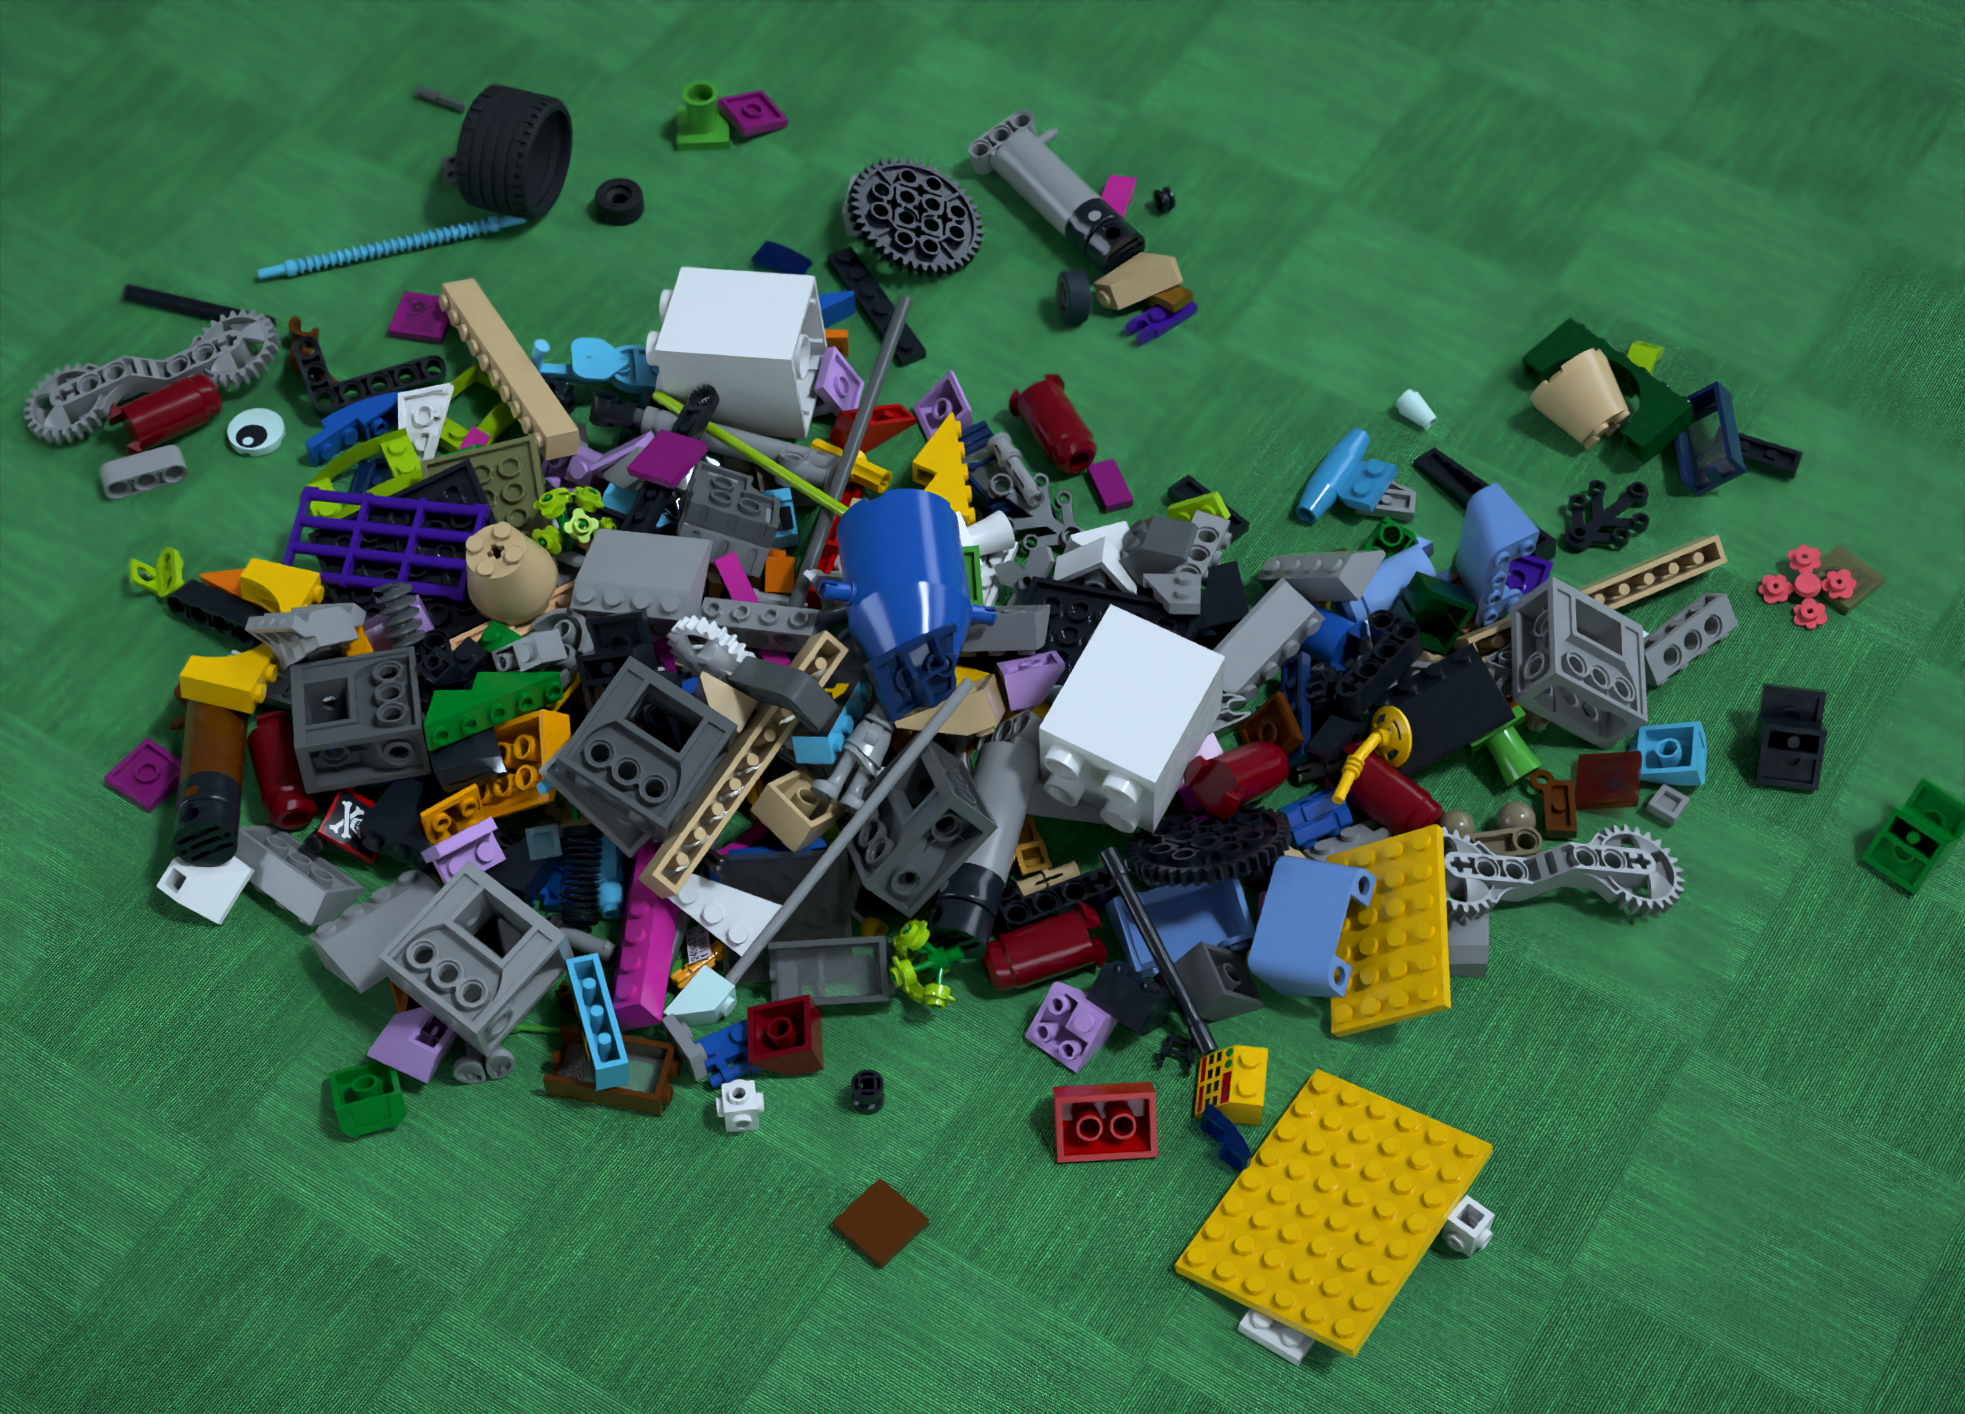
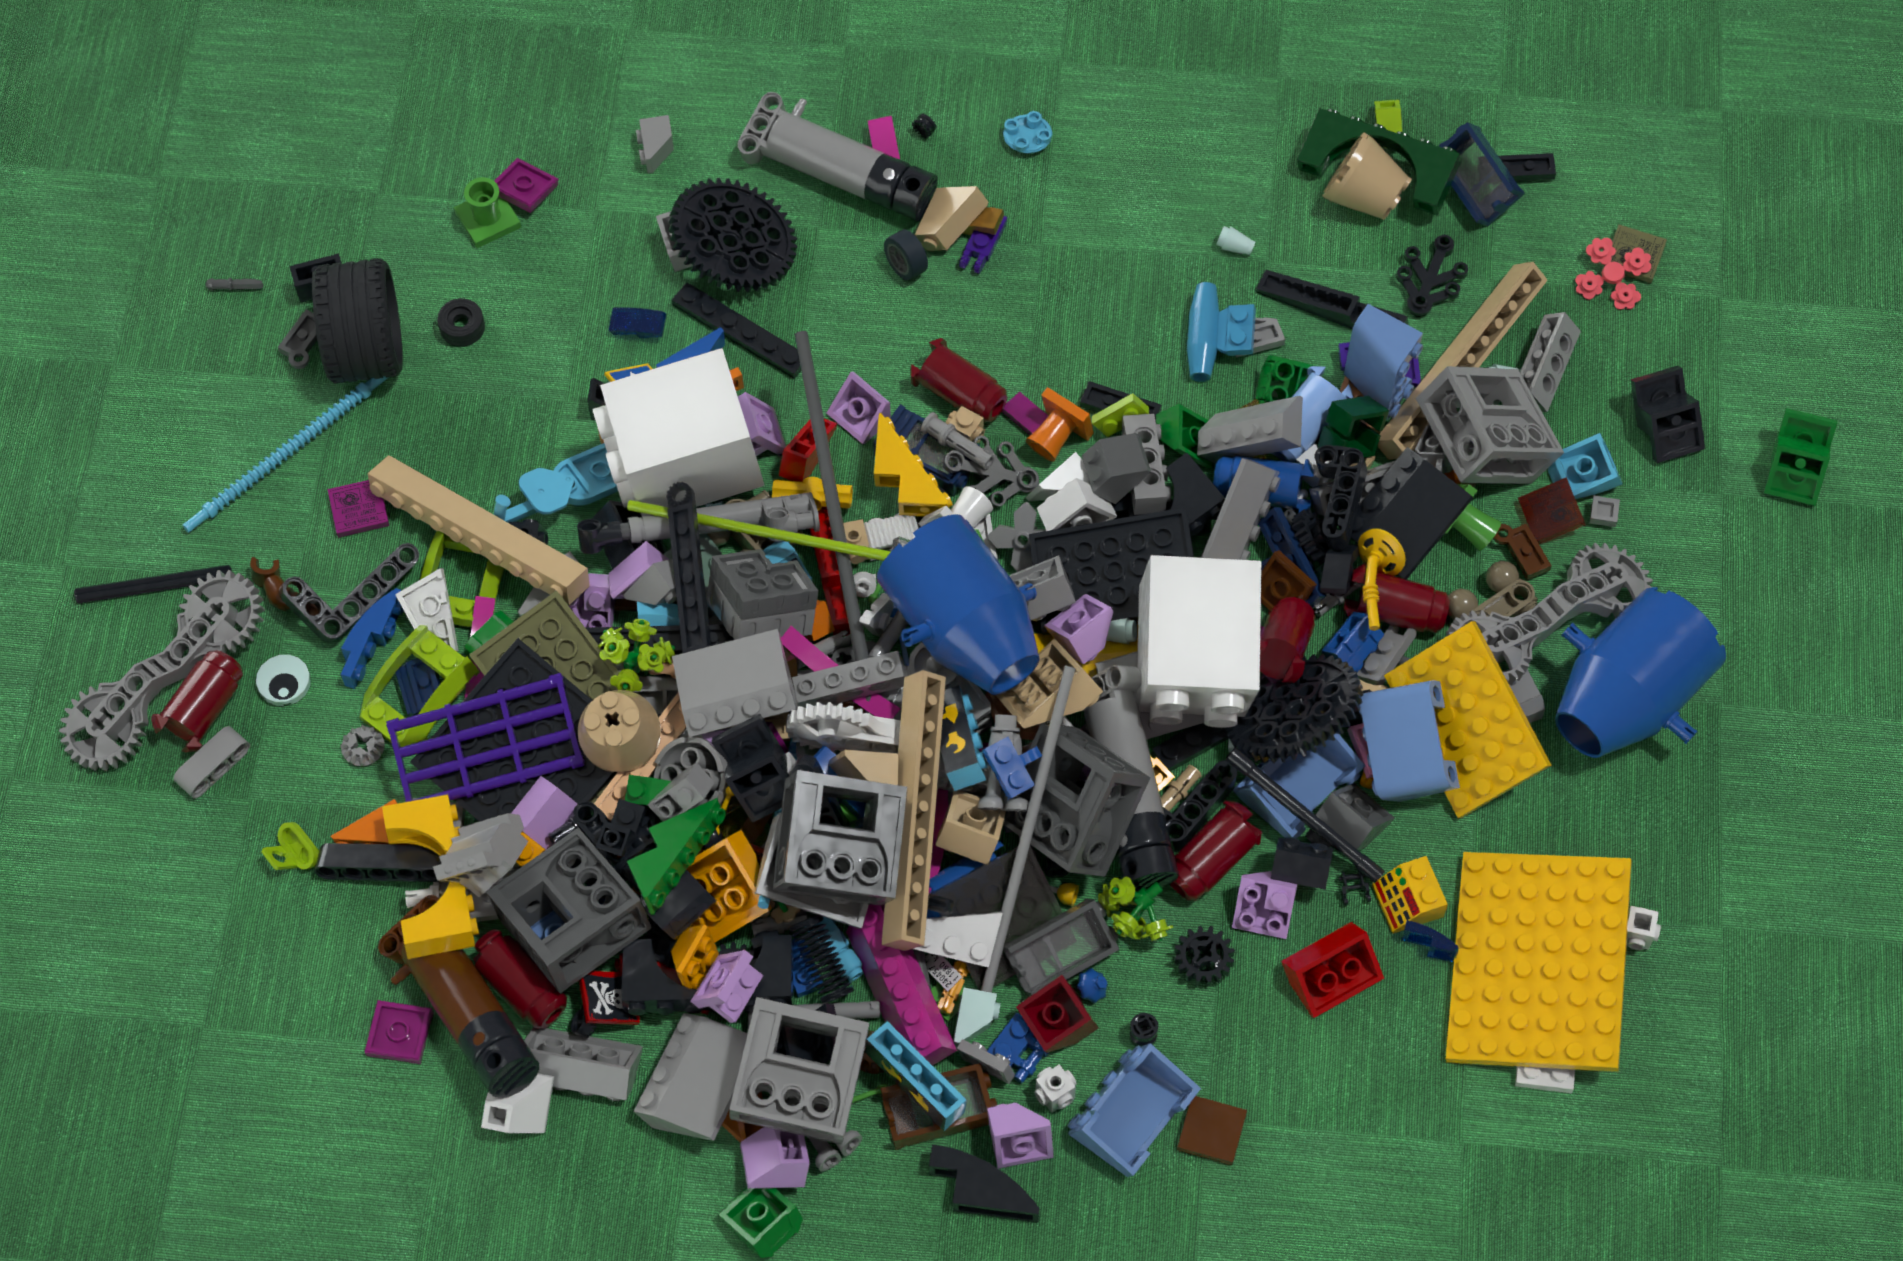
camera: 25 degrees left, 10 degrees up
(275, 515) = (359, 756): none -> light grey gear
(400, 614) = (551, 805): dark grey piece -> none
(543, 842) = (781, 946): clear light blue slope -> none
(603, 1166) = (981, 1186): none -> black slope
(667, 458) = (688, 566): magenta tile -> none
(669, 1132) = (1019, 1135): none -> lavender slope
(786, 689) = (919, 738): dark grey beam -> none
(808, 1162) = (1132, 1108): none -> medium blue windscreen
(842, 1026) = (1092, 985): none -> blue piece
(860, 757) = (1010, 767): none -> blue plate
(898, 121) = (656, 140): none -> light grey slope
(915, 673) = (1021, 677): dark blue slope -> none
(974, 1051) = (1207, 967): none -> black gear
(1040, 460) = (967, 423): none -> tan brick
(1085, 843) = (1189, 745): none -> black plate
(1131, 498) = (1061, 421): none -> orange plant
(1176, 592) = (1158, 502): light grey wing -> none
(1251, 549) = (1181, 430): none -> green slope
(1263, 241) = (1027, 133): none -> medium azure dish
(1603, 964) = (1637, 674): none -> blue piece

